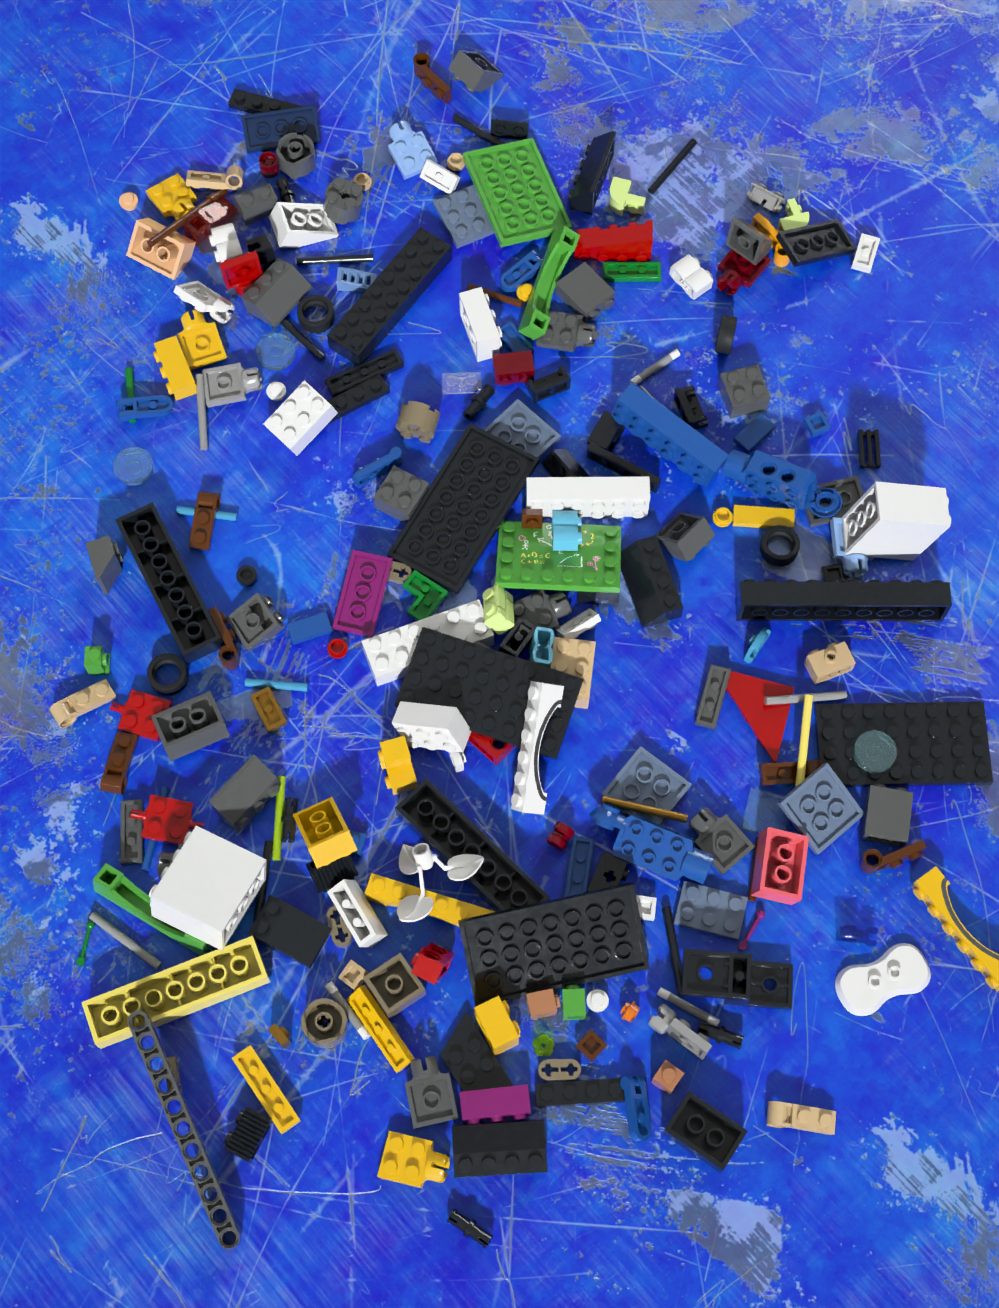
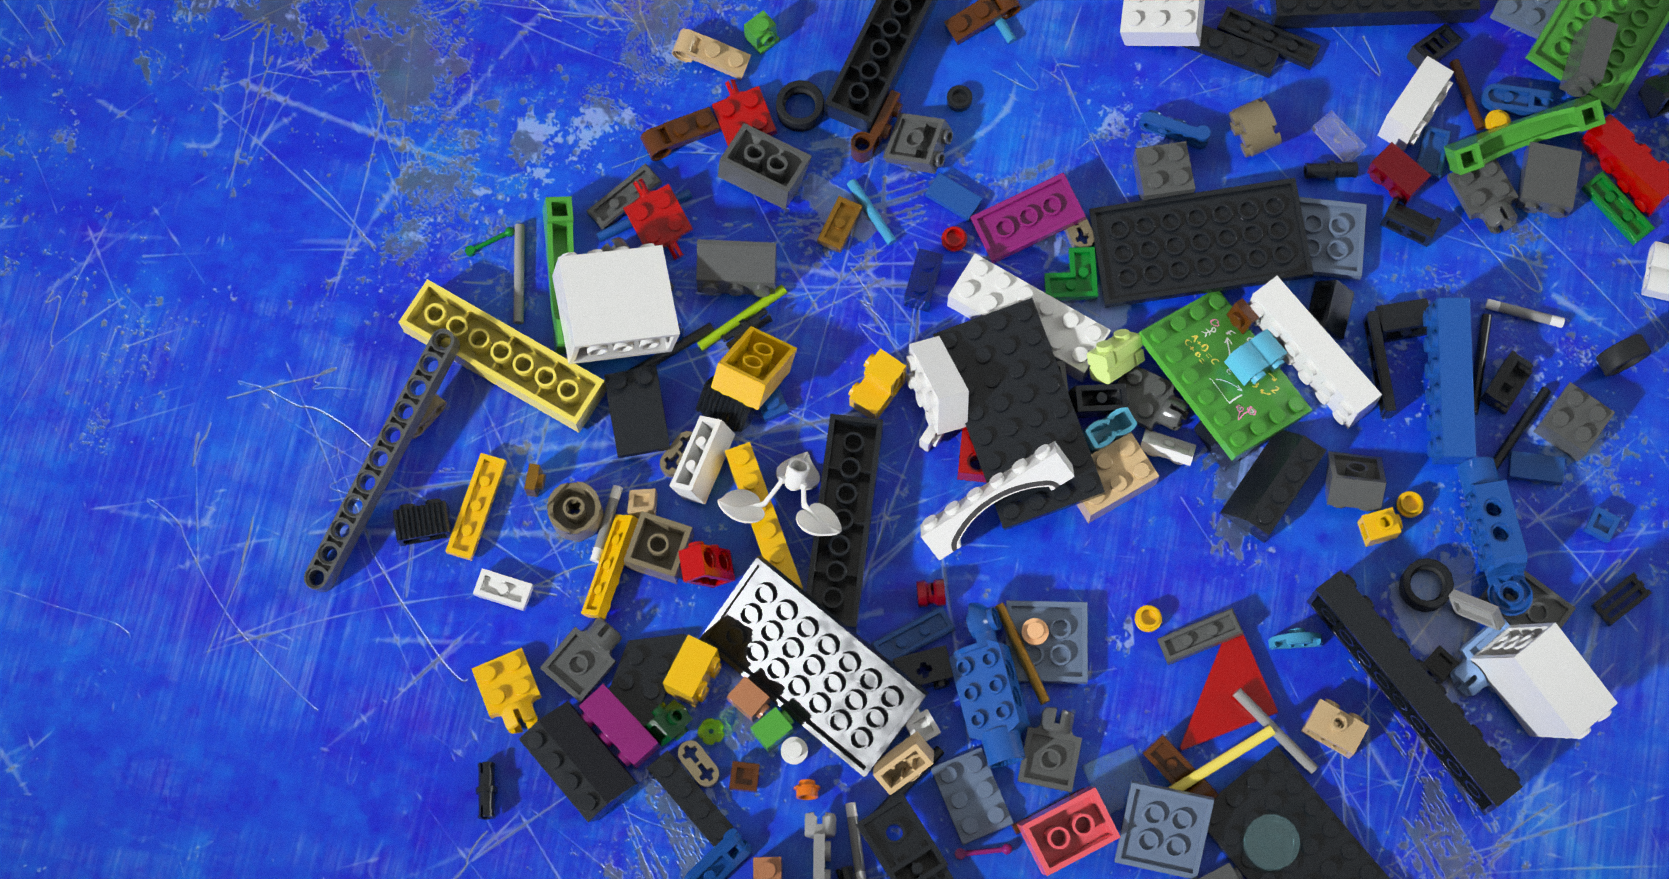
camera: 55 degrees right, 5 degrees up
(339, 1113) = (503, 589): none -> white plate
(350, 686) = (923, 280): none -> clear blue brick
(450, 290) = (1419, 52): none -> black slope
(518, 1067) = (668, 722): none -> dark green brick
(533, 212) = (1588, 57): none -> dark grey brick
(636, 790) = (1035, 631): none -> light nougat plate
(661, 935) = (903, 763): none -> tan brick
(677, 718) = (1148, 618): none -> yellow plate
(721, 420) = (1521, 426): none -> black bar
(724, 543) = (1380, 526): none -> yellow brick
(762, 516) = (1445, 545): yellow tile -> none
(819, 528) = (1476, 609): none -> light grey tile

